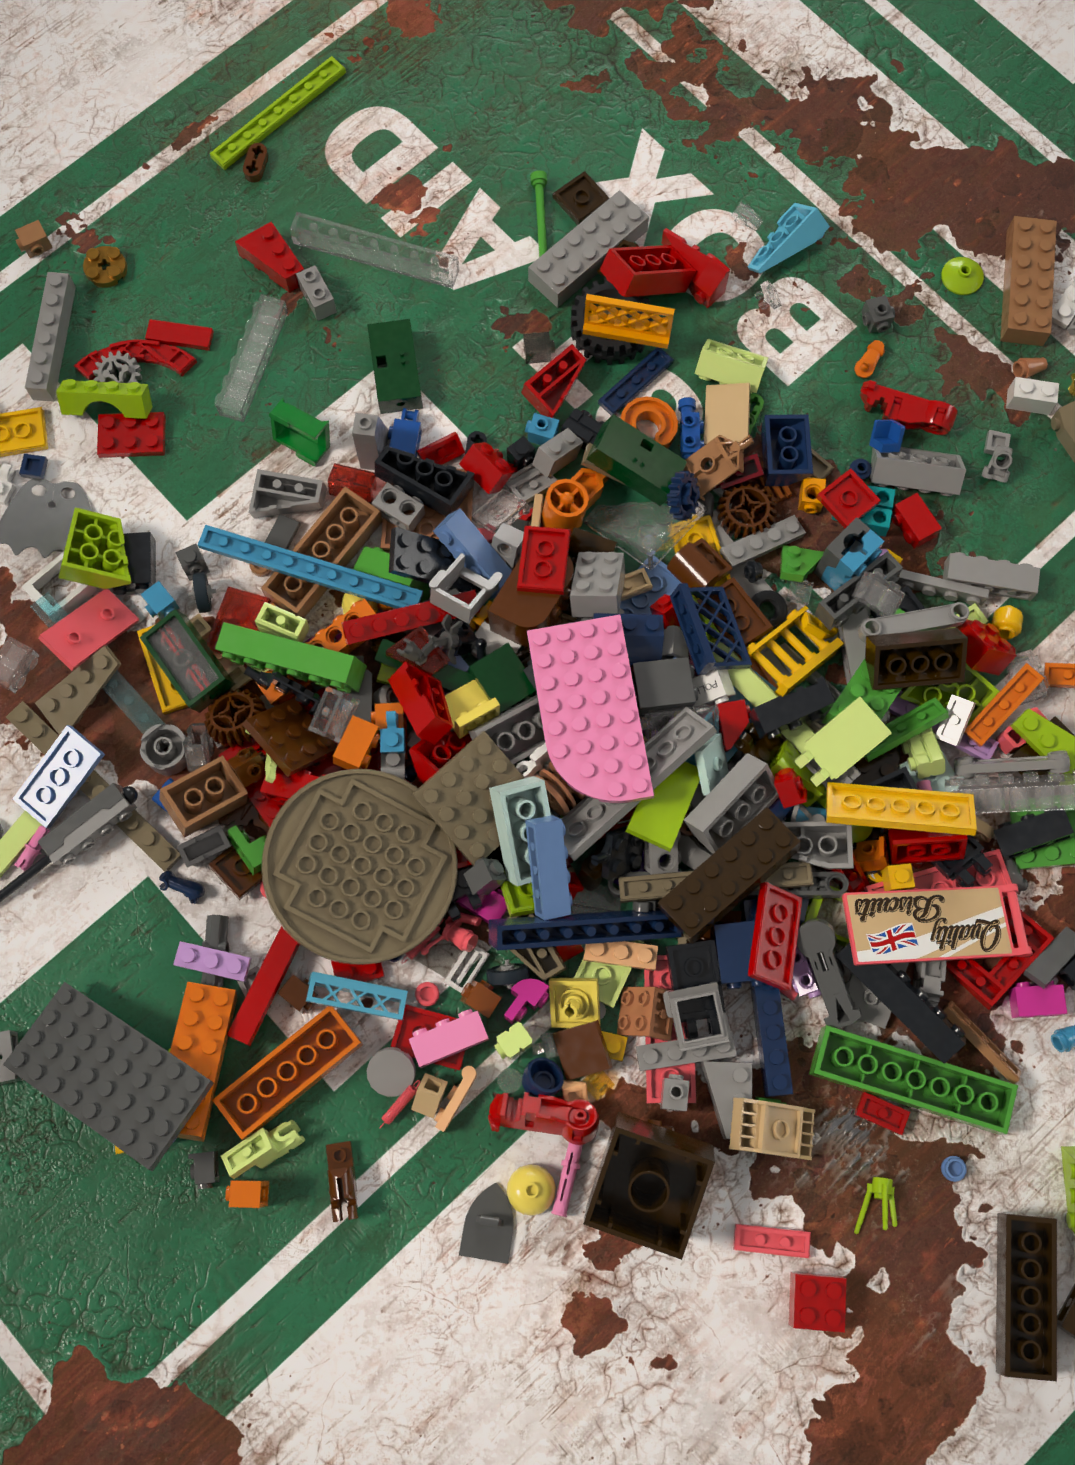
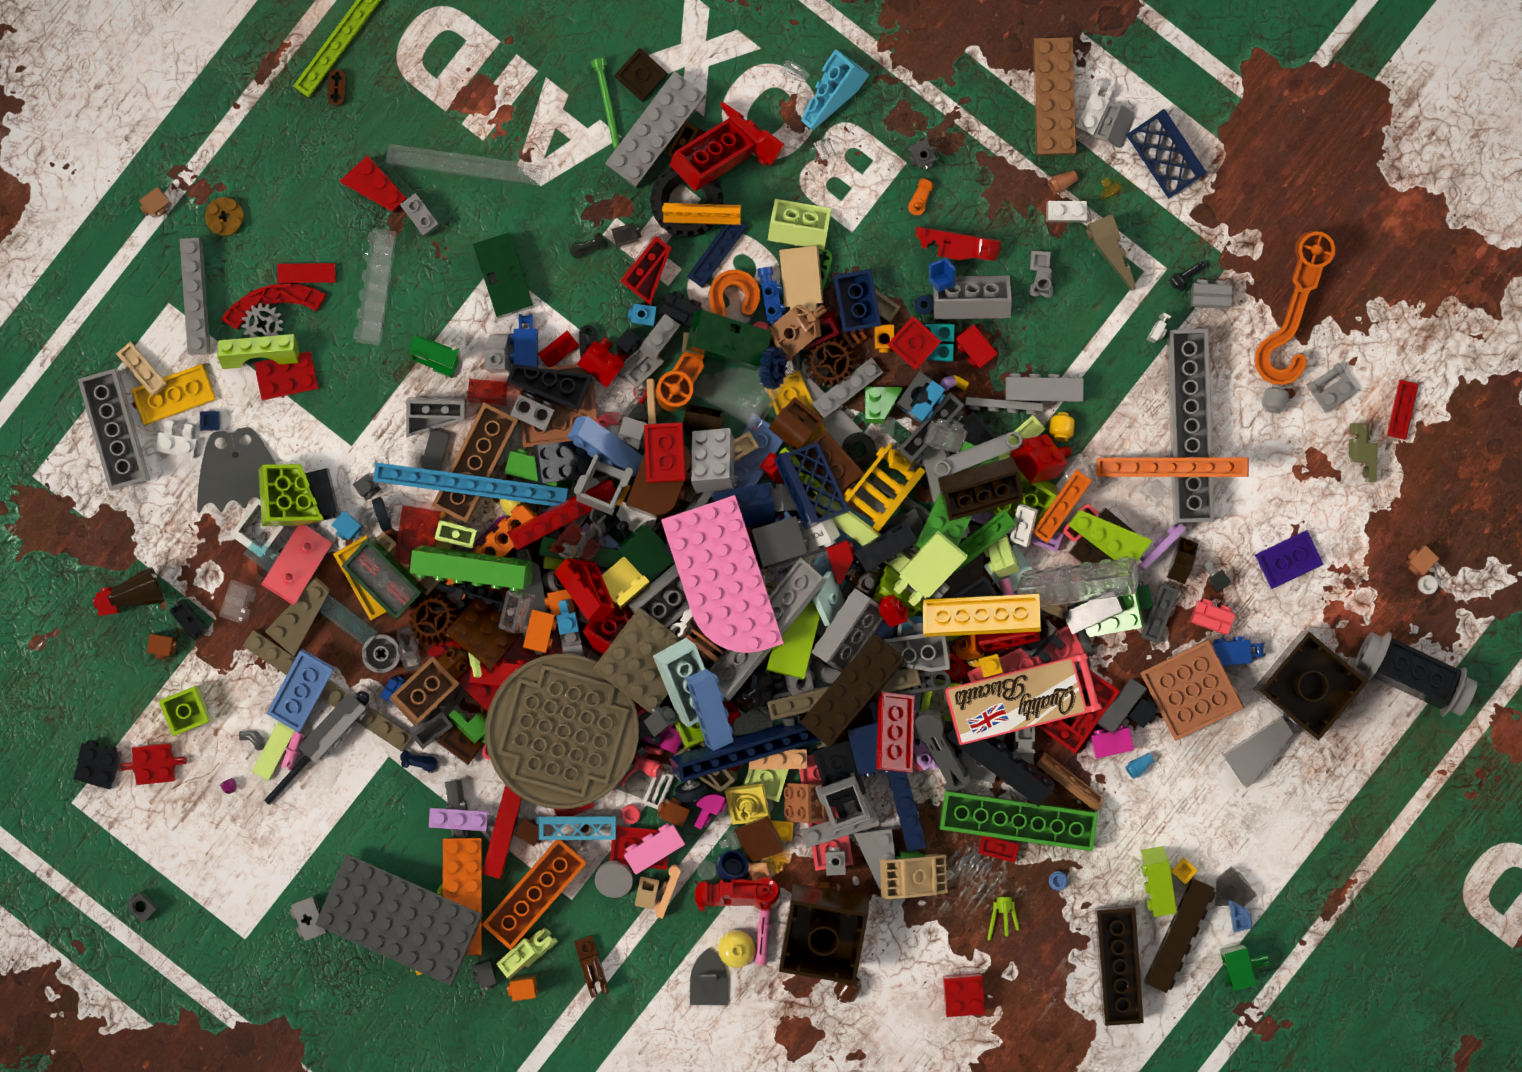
camera: 10 degrees left, 15 degrees up
(399, 1104) = (625, 902): coral piece -> none
(488, 354) = (581, 249): none -> clear smoke piece
(512, 1042) = (704, 842): yellowish green brick -> none
(666, 1269) = (847, 992): none -> reddish brown head
(753, 571) = (842, 418): black plate -> none
(771, 1241) = (925, 956): coral tile -> none
(960, 282) = (989, 103): lime dish -> none
(1055, 761) = (1101, 556): light grey piece -> none

